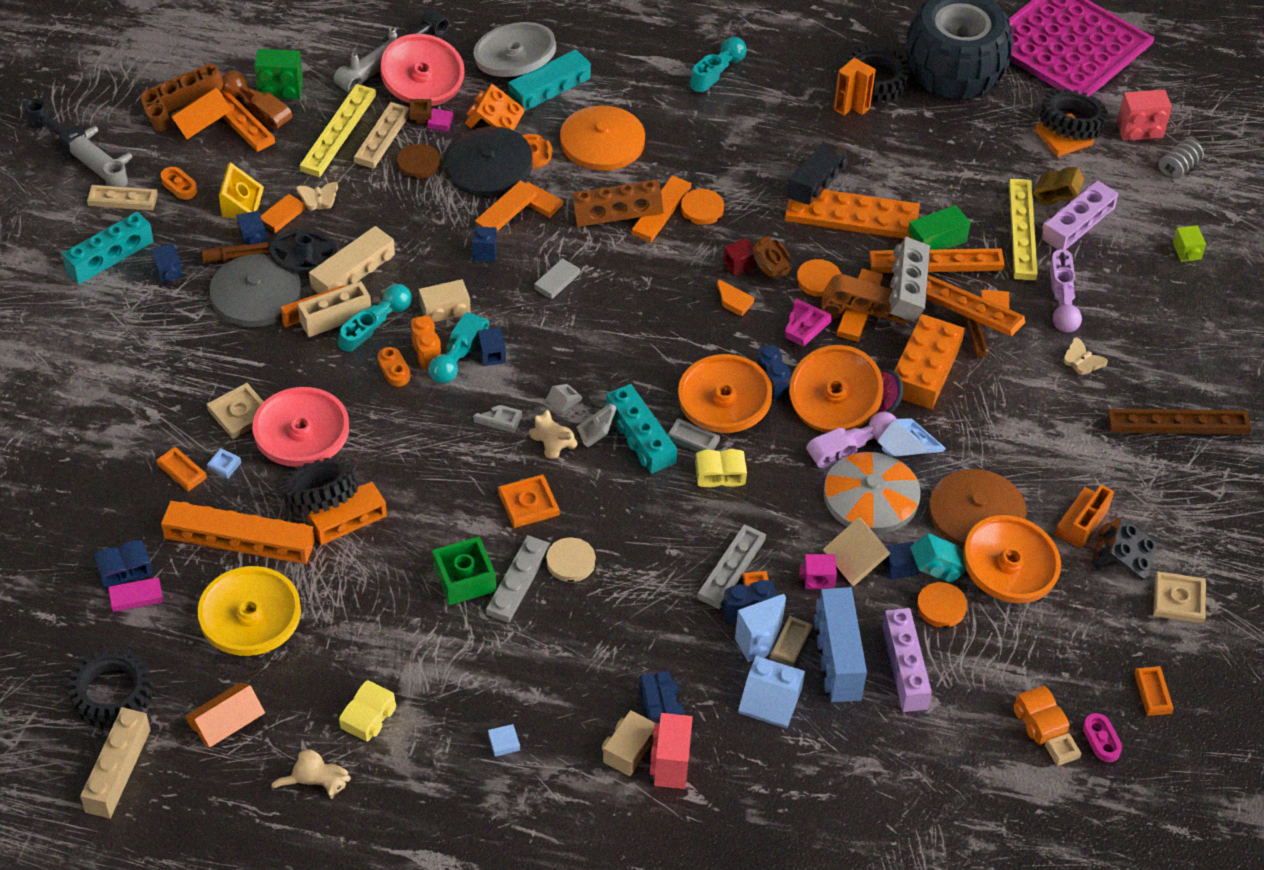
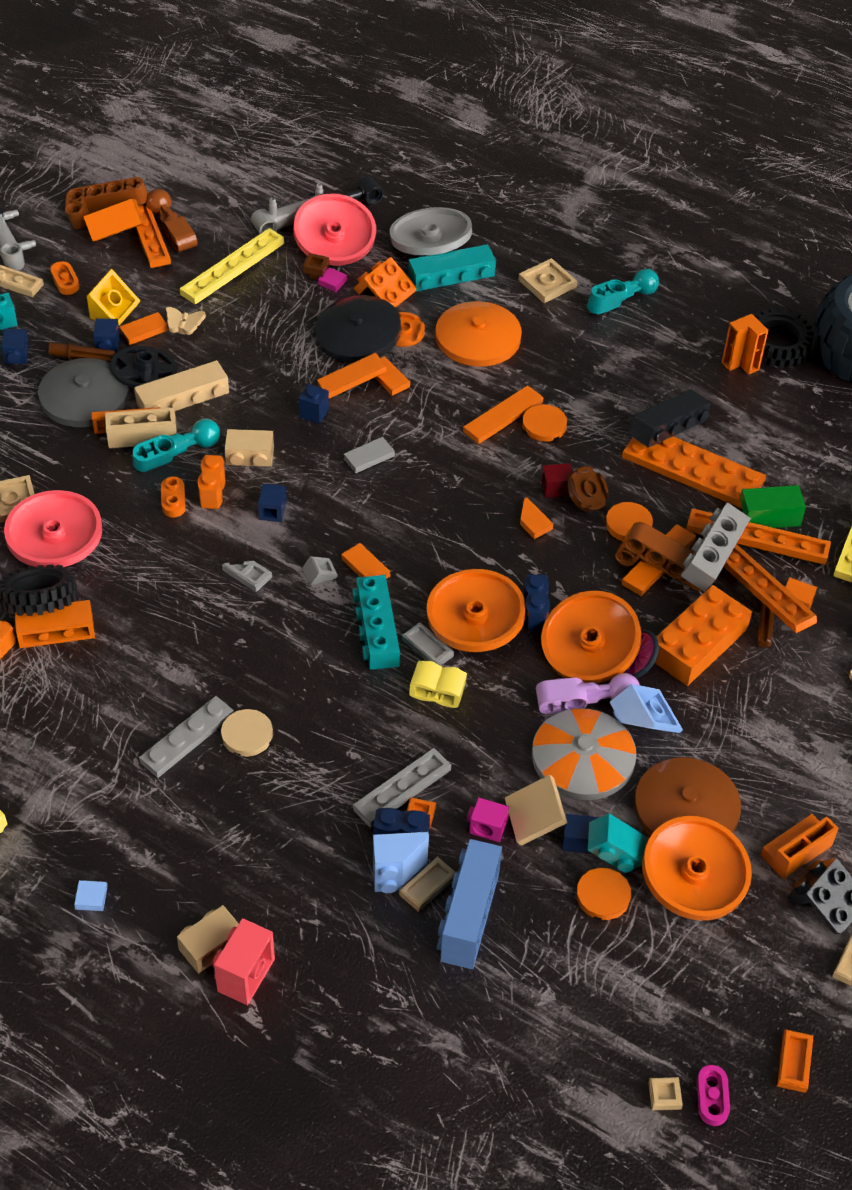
camera: 20 degrees right, 0 degrees up
(279, 73) = (201, 201): green brick -> none
(382, 135) = (269, 280): tan plate -> none
(418, 161) = (293, 312): reddish brown tile -> none
(462, 340) = (247, 488): teal beam -> none
(464, 570) = (133, 713): green brick -> none
(528, 501) = (235, 662): orange tile -> none
(552, 435) = (288, 604): tan animal -> none
(597, 425) = (335, 606): light grey tile -> none
(601, 379) = (364, 562): none -> orange tile
(617, 203) = (458, 397): dark orange brick -> none
(642, 70) = (547, 280): none -> tan tile
(659, 695) = (263, 899): dark blue brick -> none
(771, 692) = (379, 931): light blue slope -> none
(805, 322) = (593, 562): dark pink wing -> none
(906, 660) = (535, 942): lavender brick -> none
(1041, 714) = (655, 1047): orange brick -> none

